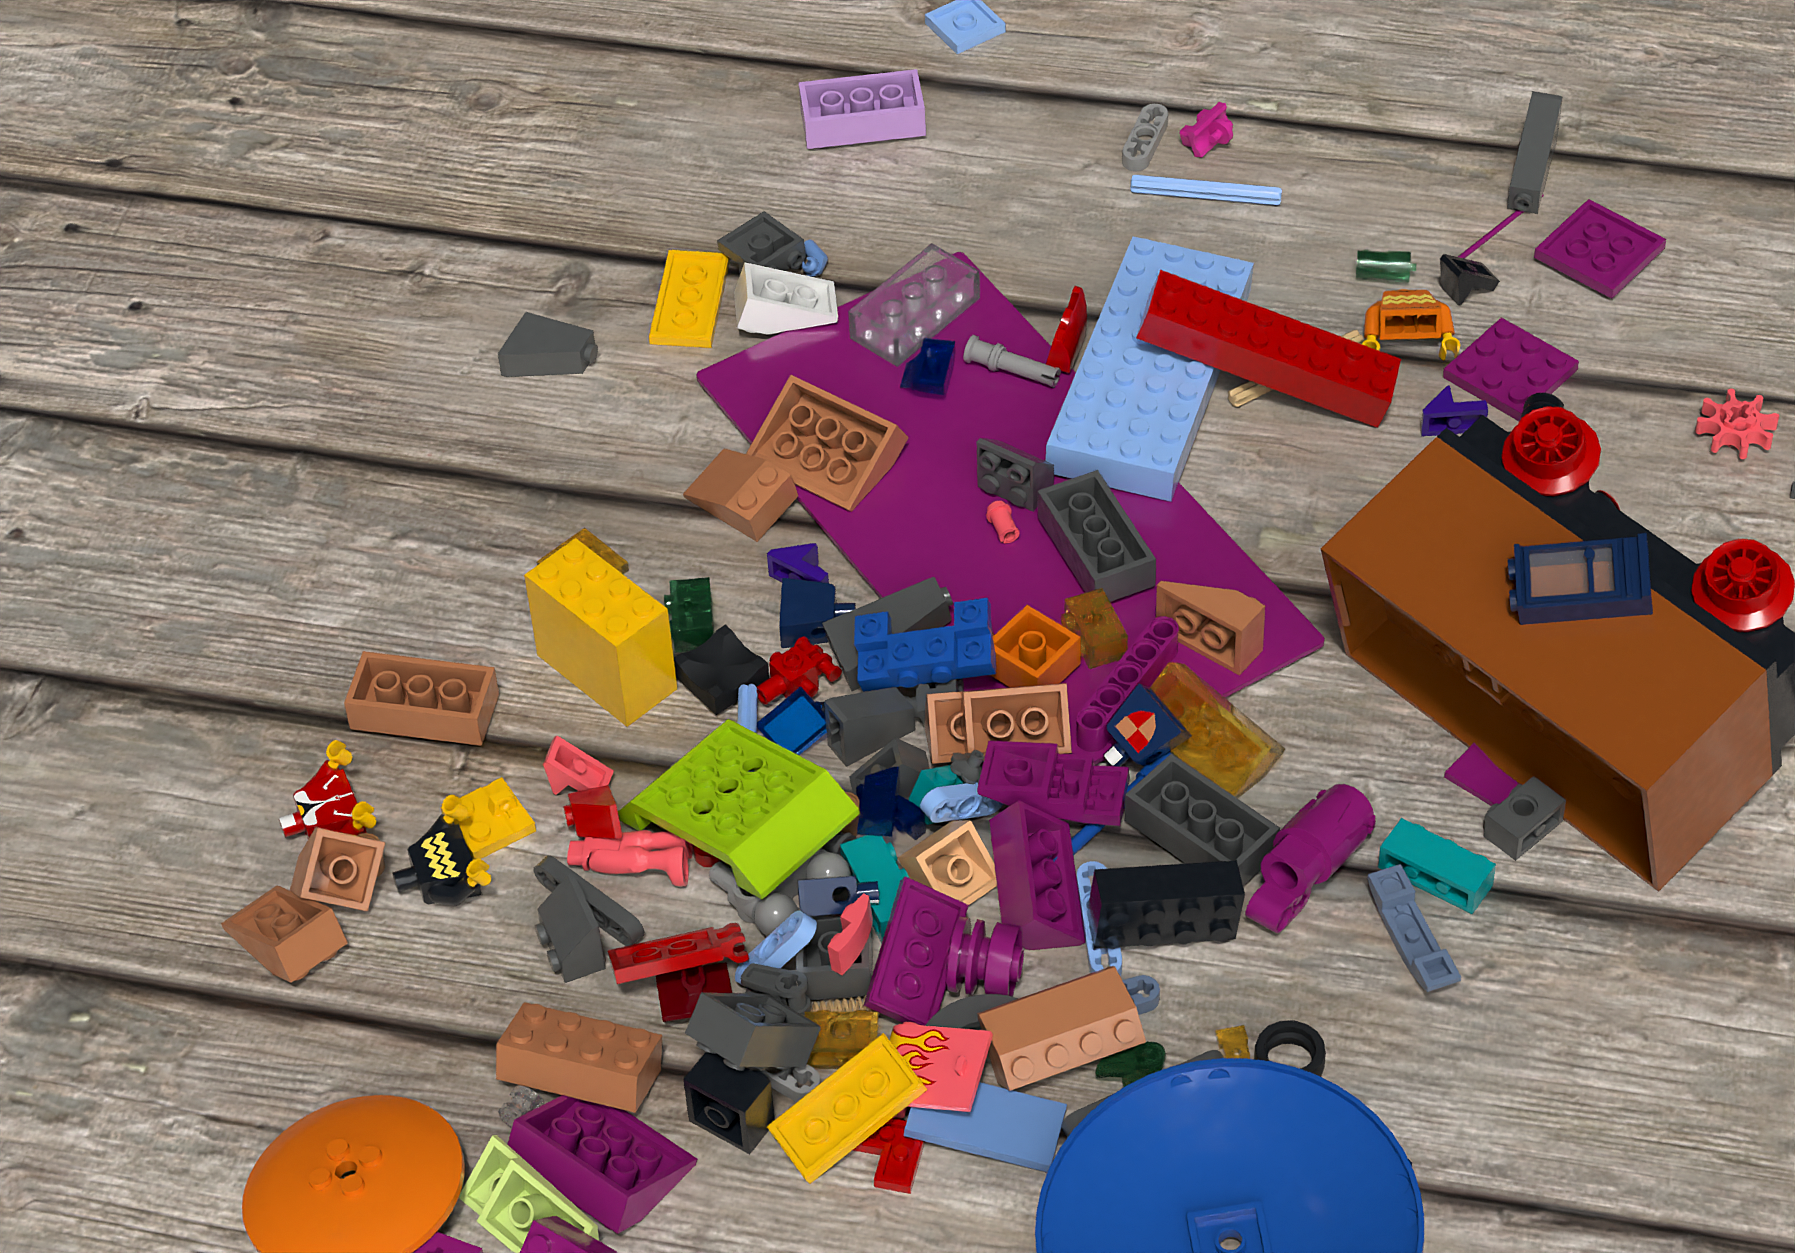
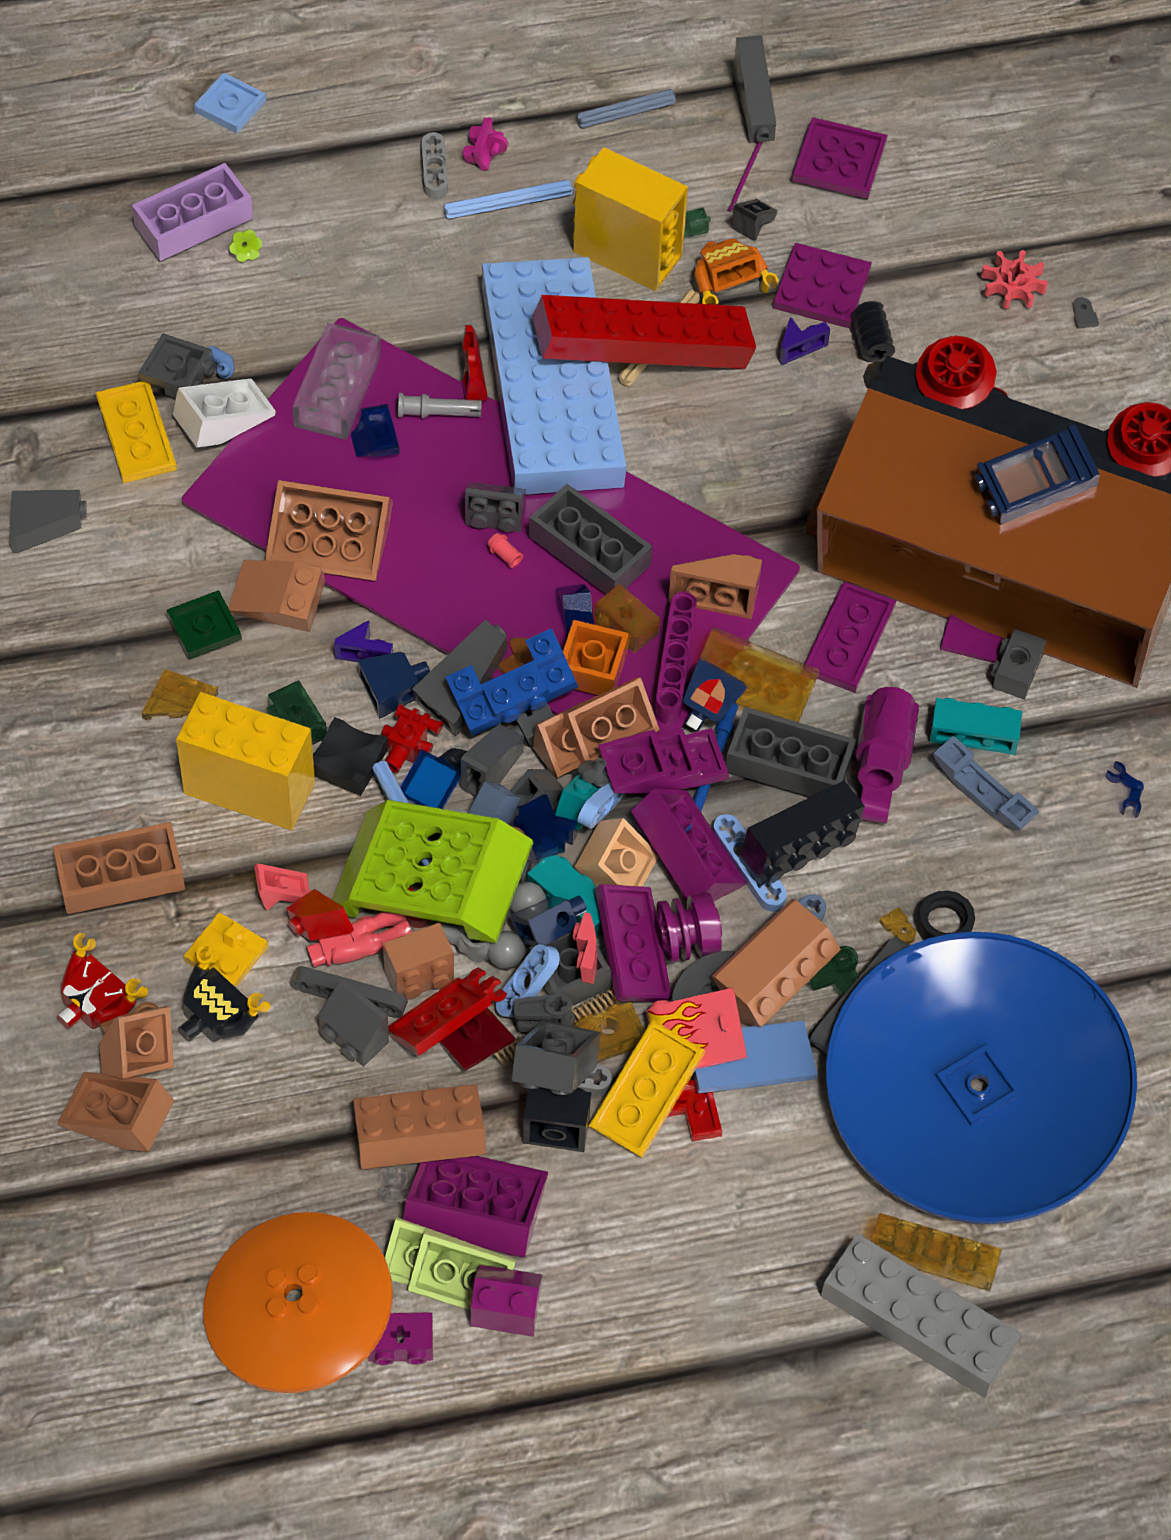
camera: 30 degrees left, 10 degrees up
(648, 498) = (204, 624): none -> dark green plate
(673, 892) = (419, 961): none -> nougat brick
(847, 763) = (495, 802): none -> sand blue brick
(894, 162) = (249, 249): none -> lime plant
(1048, 596) = (575, 605): none -> clear blue slope
(1313, 233) = (629, 218): none -> yellow brick
(1344, 729) = (850, 636): none -> magenta tile
(1385, 137) = (626, 108): none -> sand blue axle
(1596, 993) = (1136, 787): none -> clear blue arm

